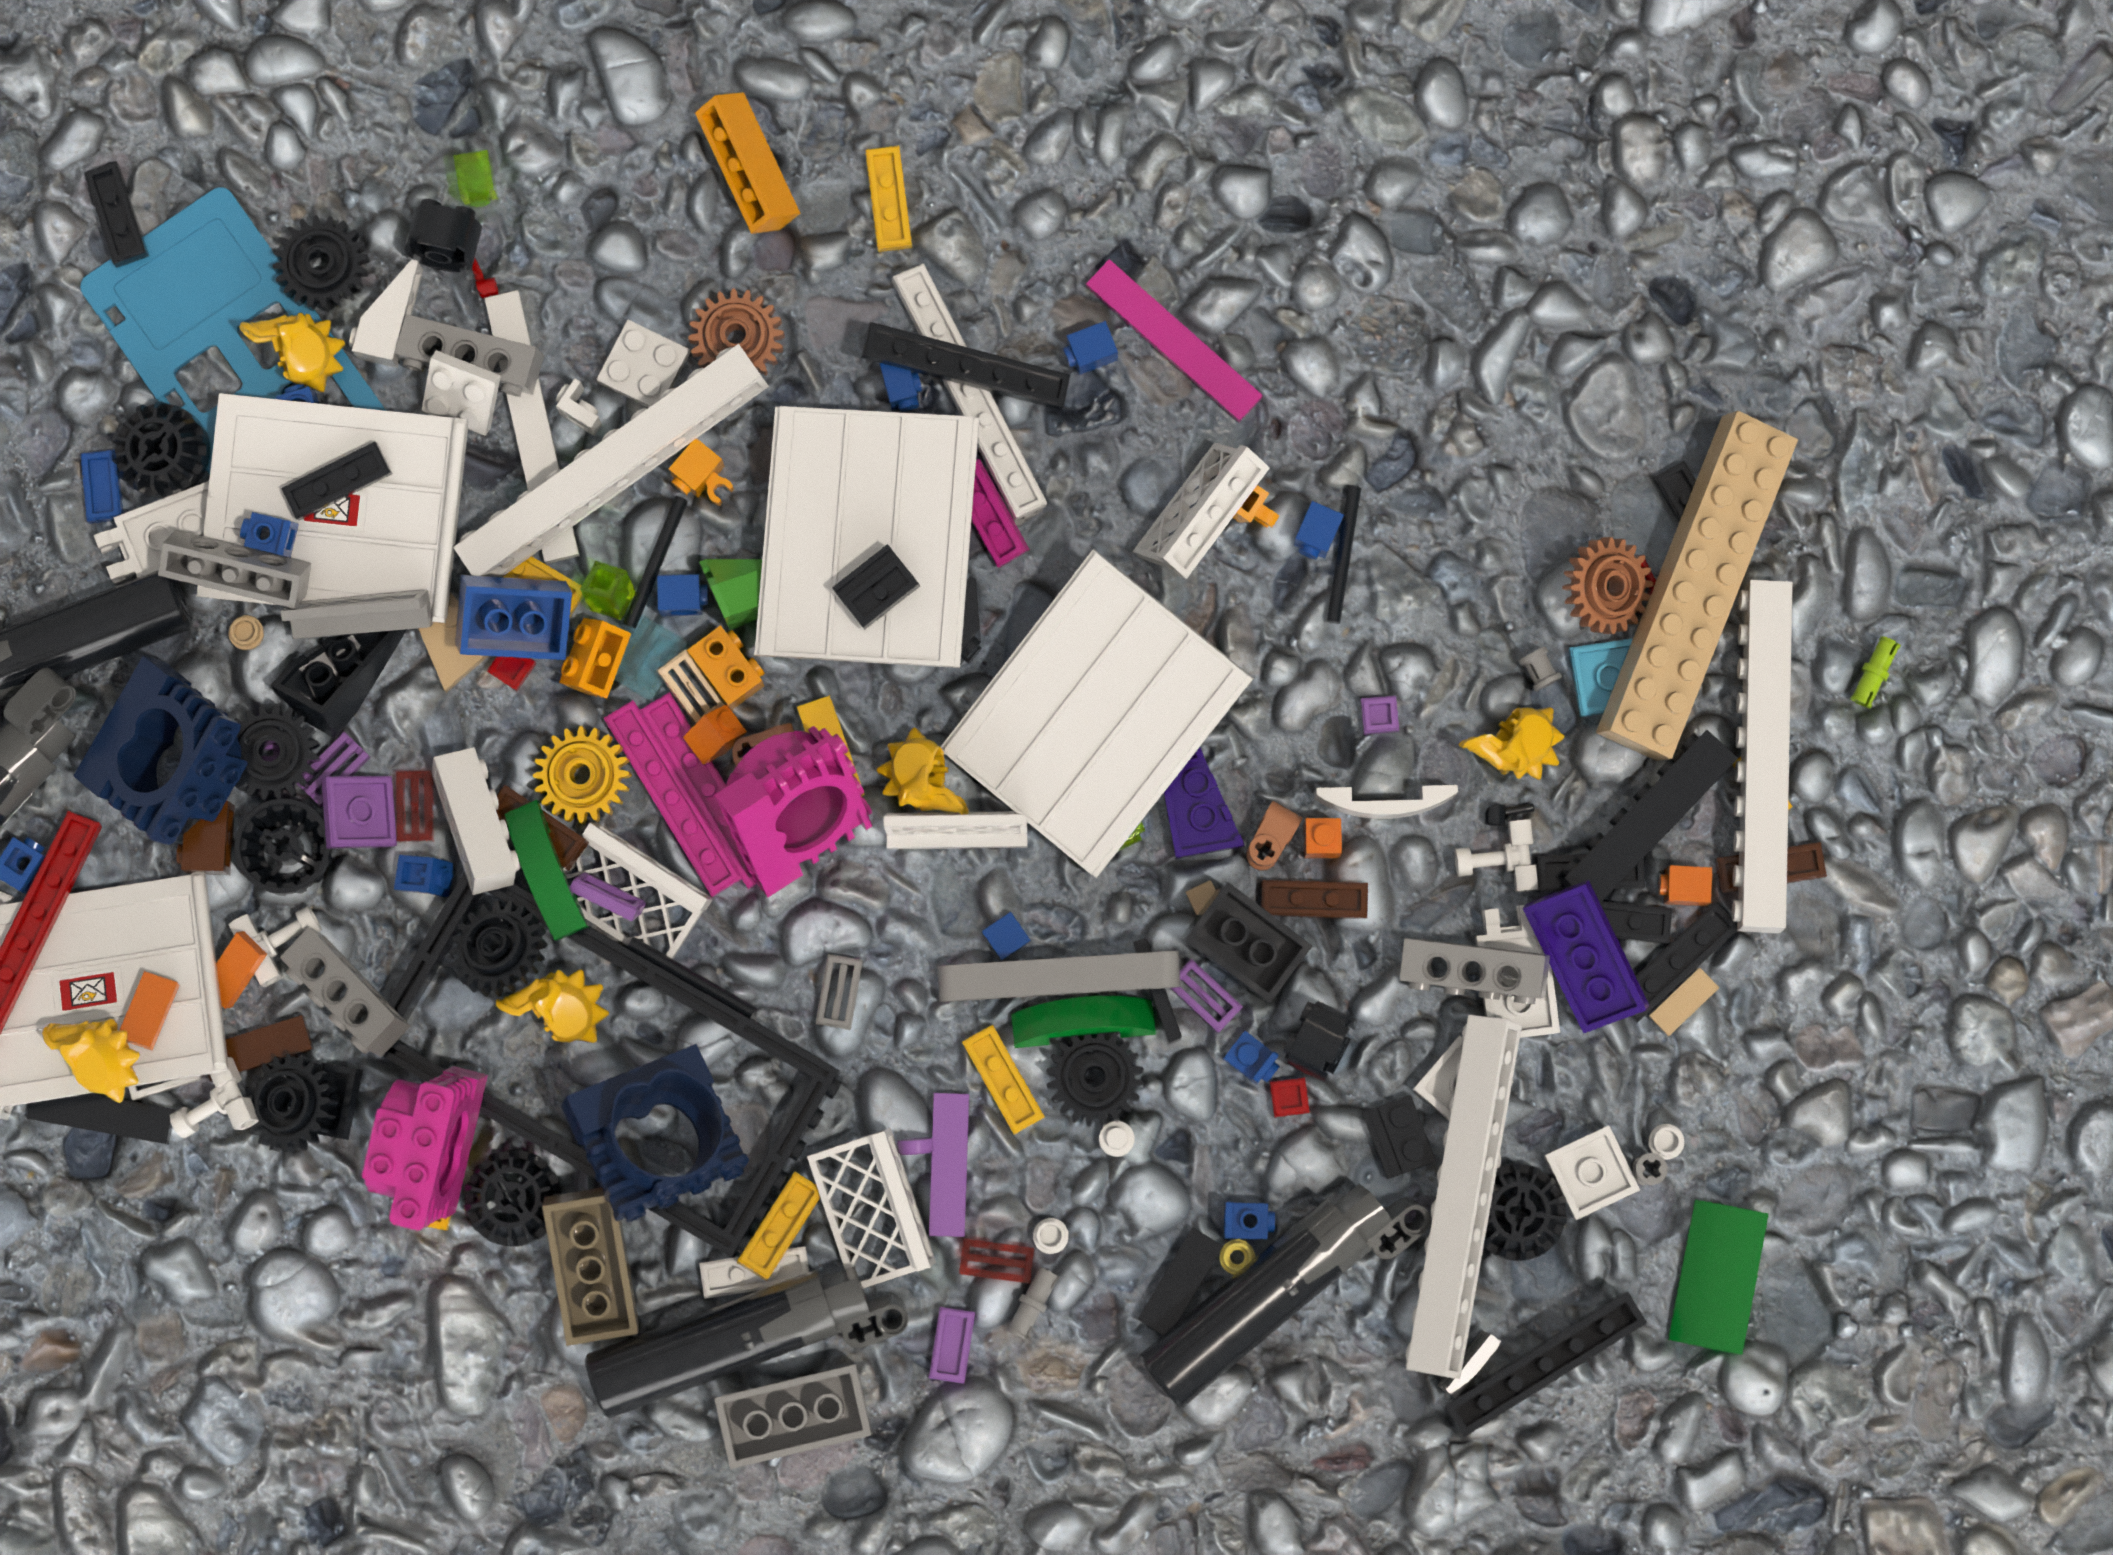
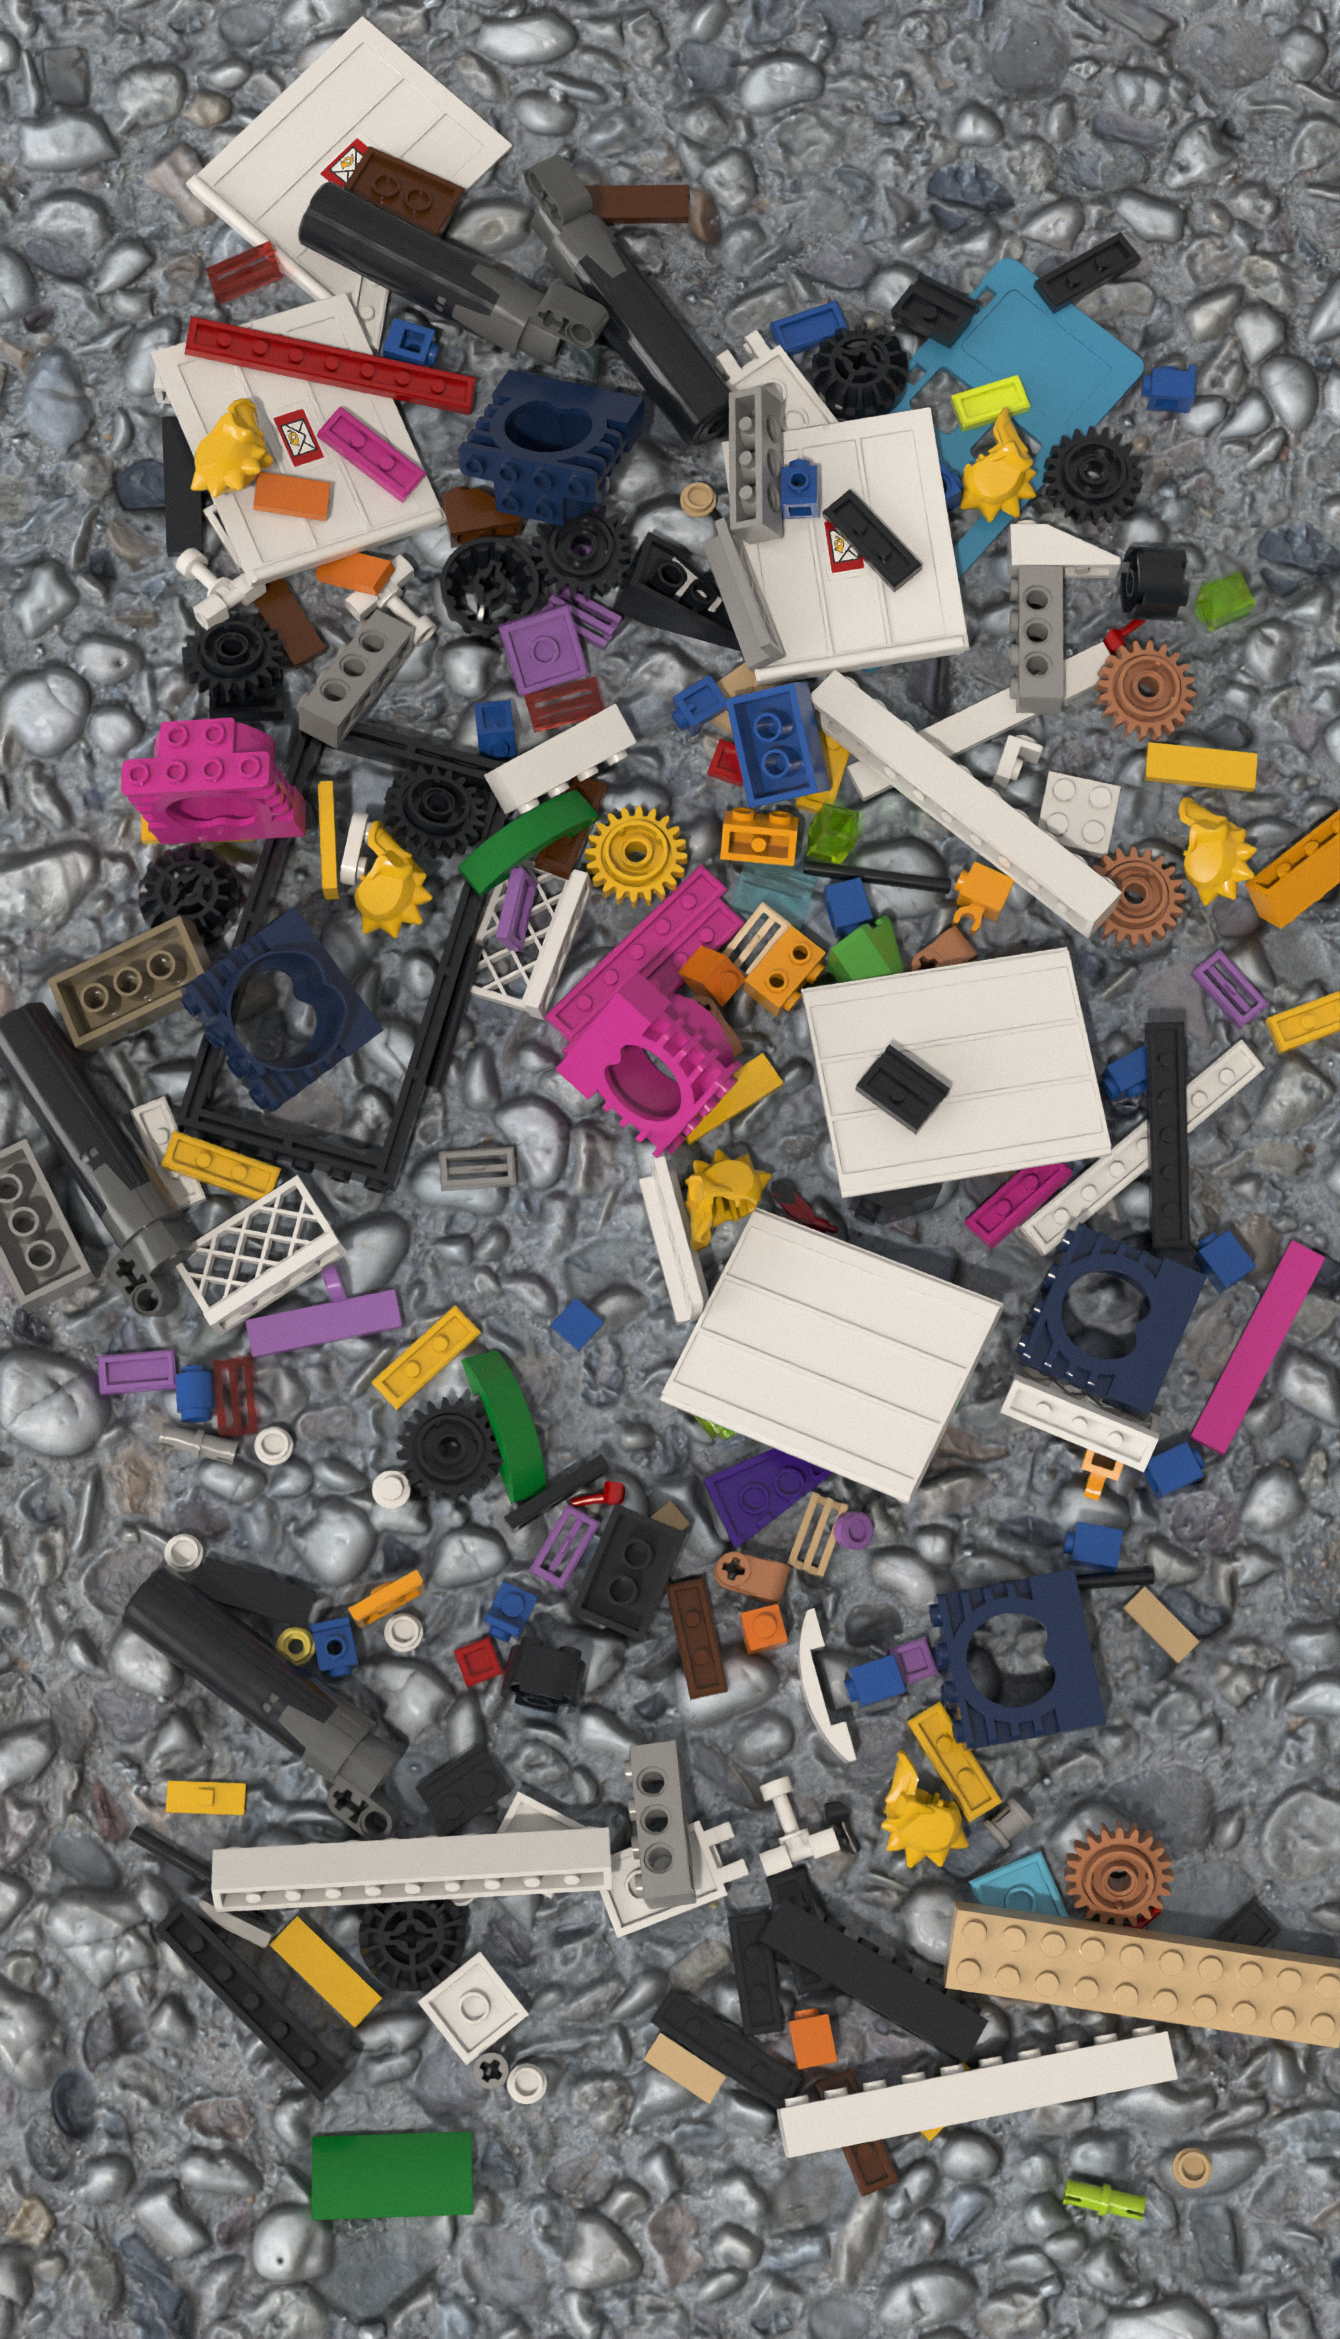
camera: 70 degrees right, 5 degrees down
(117, 364) = (935, 310): none -> black plate
(123, 926) = (371, 454): none -> dark pink tile
(223, 338) = (984, 403): none -> neon yellow tile
(254, 169) = (1169, 389): none -> blue brick
(451, 681) = (698, 705): none -> blue bracket
(461, 391) = (997, 639): white plate -> none
(497, 1053) = (328, 840): none -> yellow tile
(527, 1034) = (353, 861): none -> white plate
(548, 292) = (1156, 672): none -> nougat gear
(626, 243) = (1200, 767): none -> yellow tile
(716, 250) = (1214, 853): none -> yellow head
(748, 520) = (946, 950): none -> nougat piece
(848, 286) = (1220, 1000): none -> medium lavender tile
(950, 711) = (798, 1209): none -> dark red piece
(986, 1296) = (195, 1394): none -> blue brick
(1059, 976) = (545, 1386): light grey beam -> none
(1121, 402) = (1122, 1382): none -> dark blue hose
(1129, 1339) = (184, 1553): none -> white plate
(1167, 940) = (613, 1493): none -> red hand
(1217, 1163) = (387, 1598): none -> light orange plate
(1223, 753) = (828, 1504): none -> tan tile
(1247, 1157) = (403, 1632): none -> white plate
(1252, 736) = (853, 1530): none -> medium lavender tile
(1268, 441) = (1174, 1470): none -> blue brick
(1352, 1368) = (206, 1798): none -> yellow piece
(1391, 752) = (874, 1682): none -> blue brick
(1396, 1409) = (177, 1858): none -> black bar
(1398, 491) = (1161, 1625): none -> tan piece
(1450, 580) = (1075, 1696): none -> dark blue hose
(1475, 702) = (954, 1766): none -> yellow tile
(1529, 1295) = (326, 1971): none -> yellow tile
(1586, 956) = (704, 1943): dark purple plate -> none
(1865, 591) = (1191, 2168): none -> tan plate

